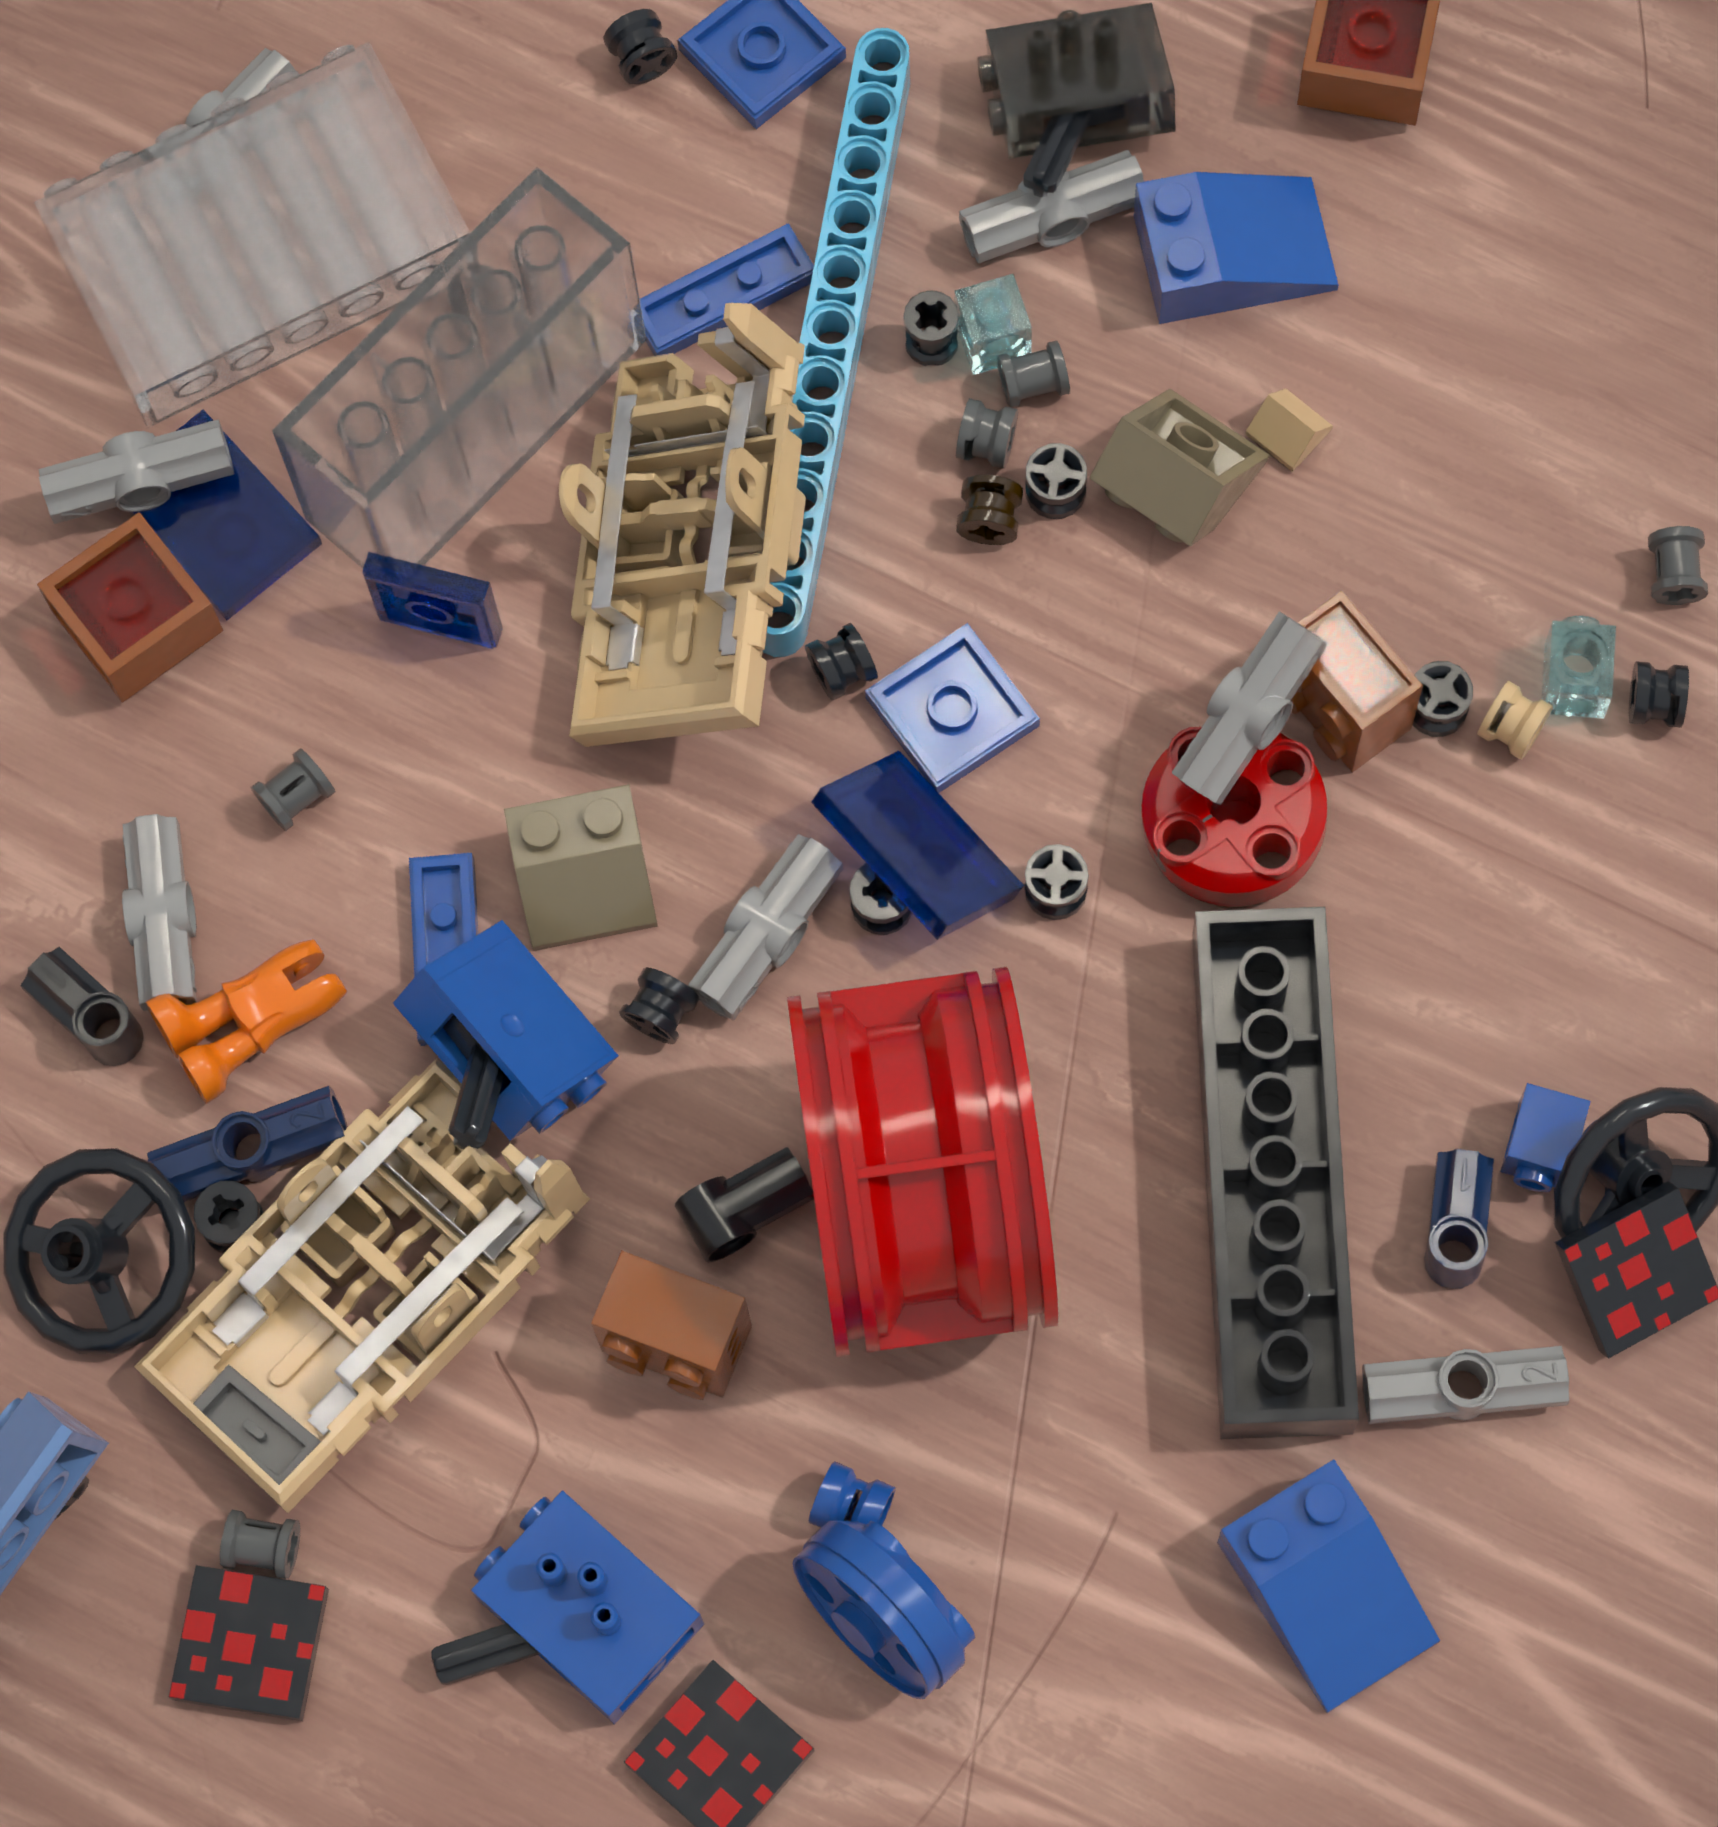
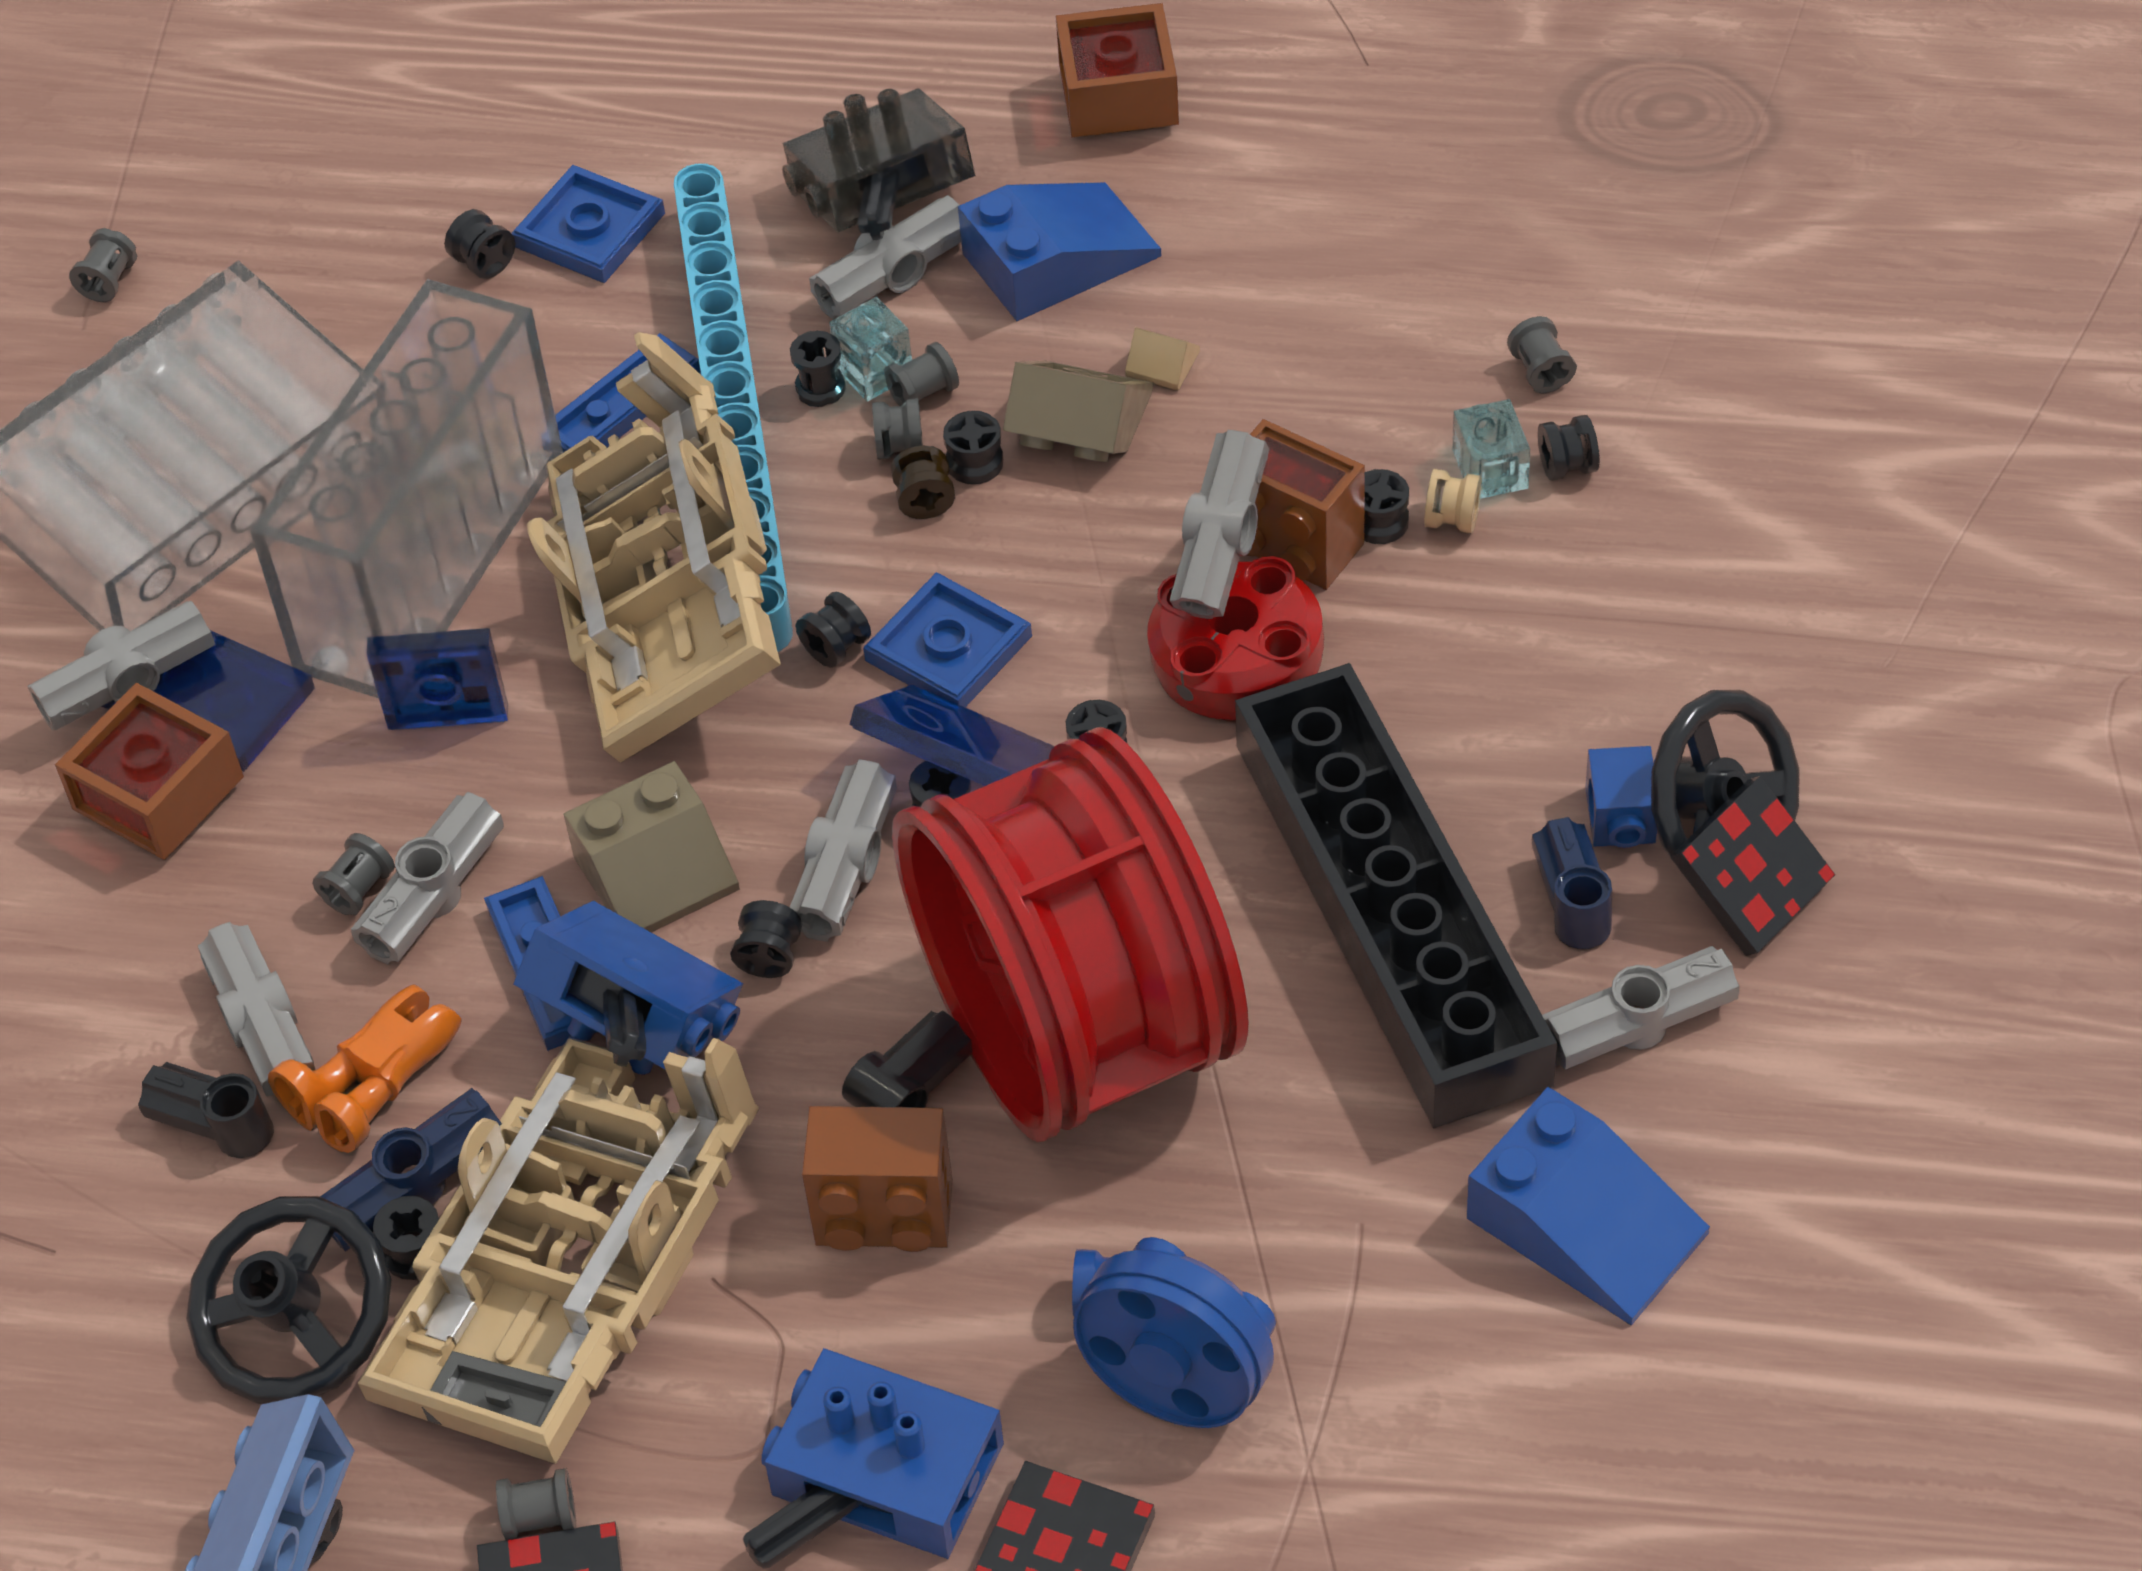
camera: 20 degrees left, 20 degrees down
(331, 847) = (427, 878): none -> light grey piece

